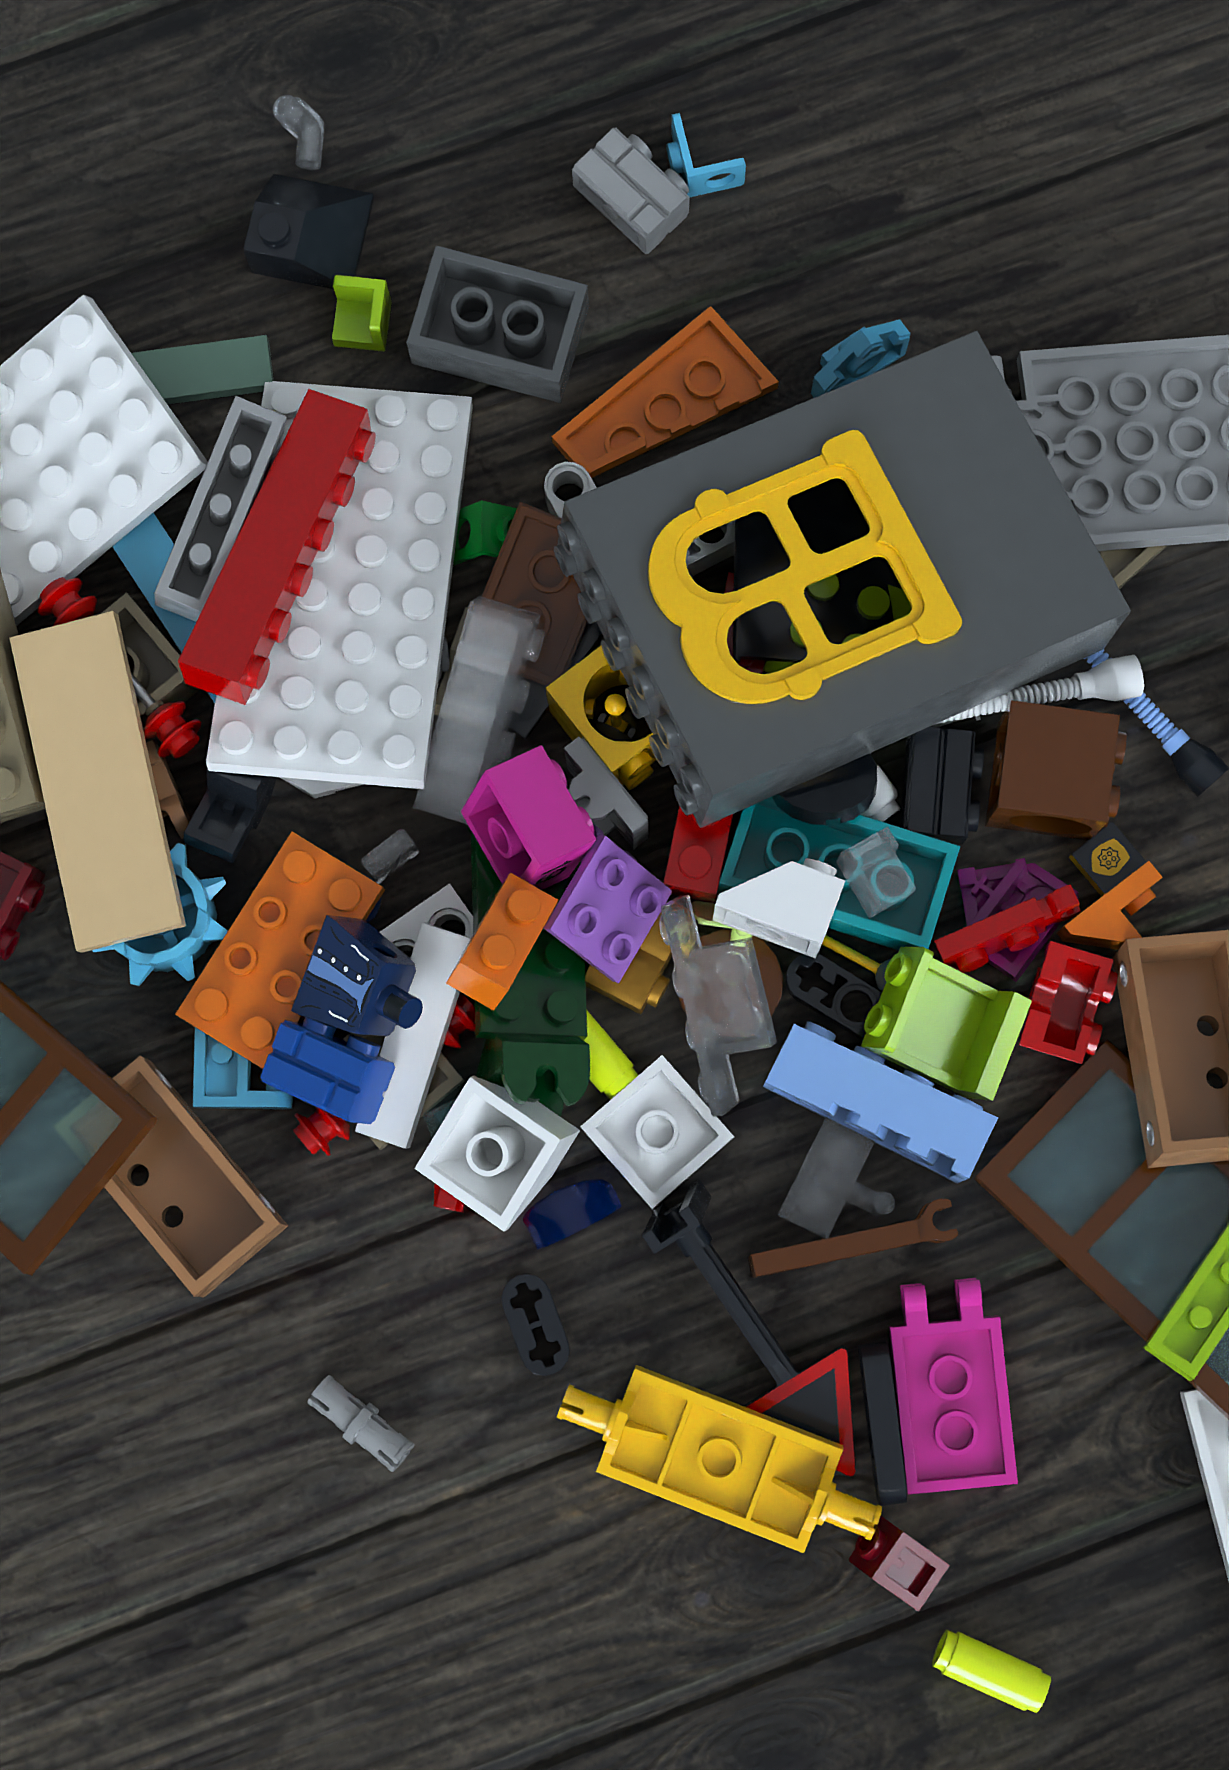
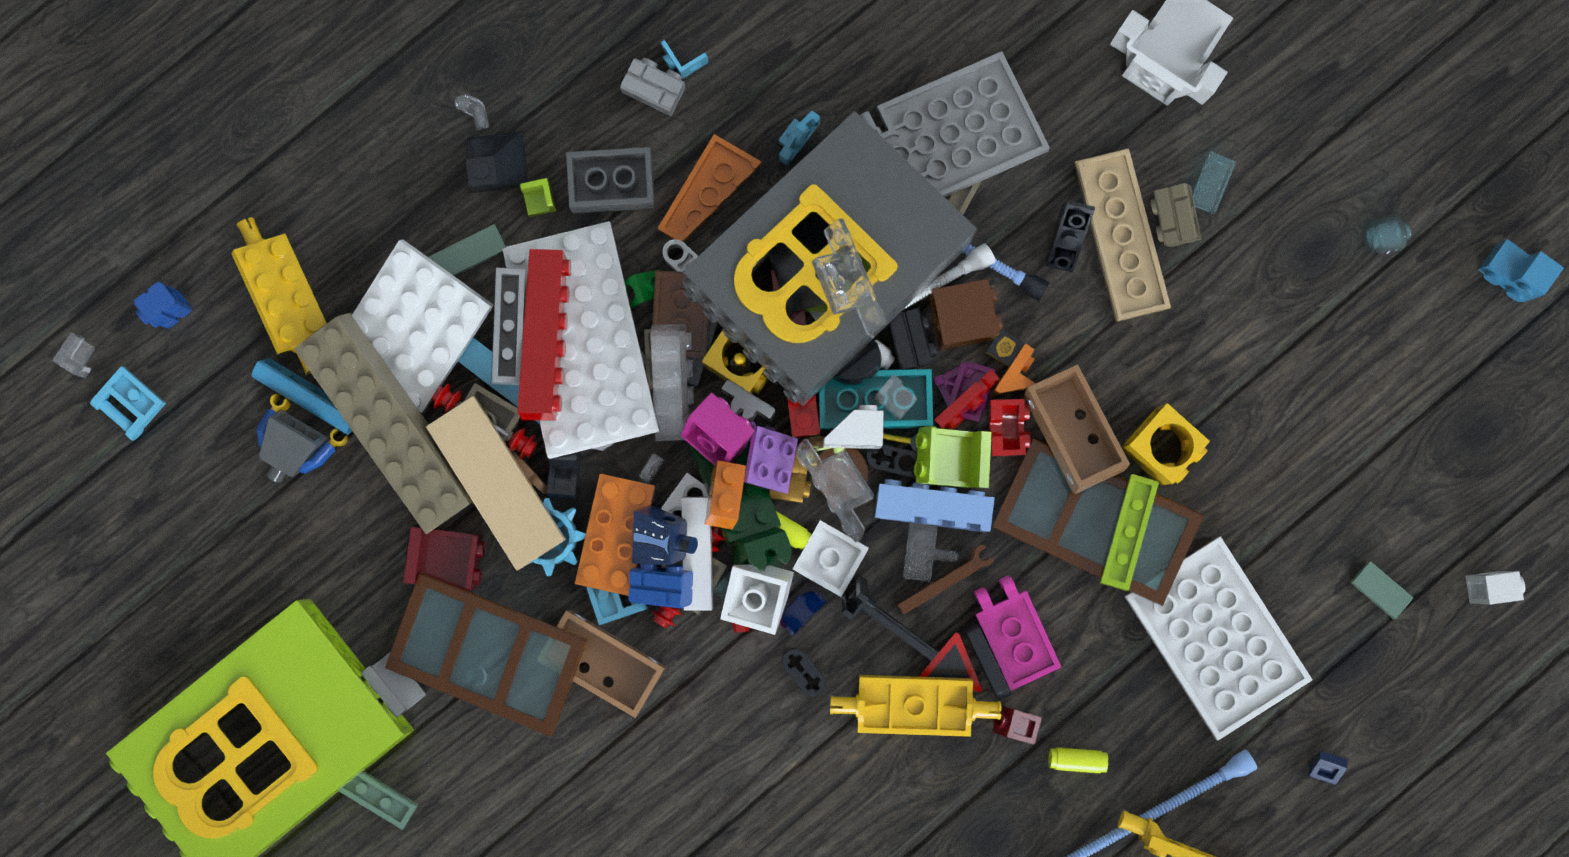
camera: 25 degrees left, 5 degrees up
(360, 1423) = (735, 749): light grey pin -> none
(858, 615) = (846, 279): none -> clear bracket

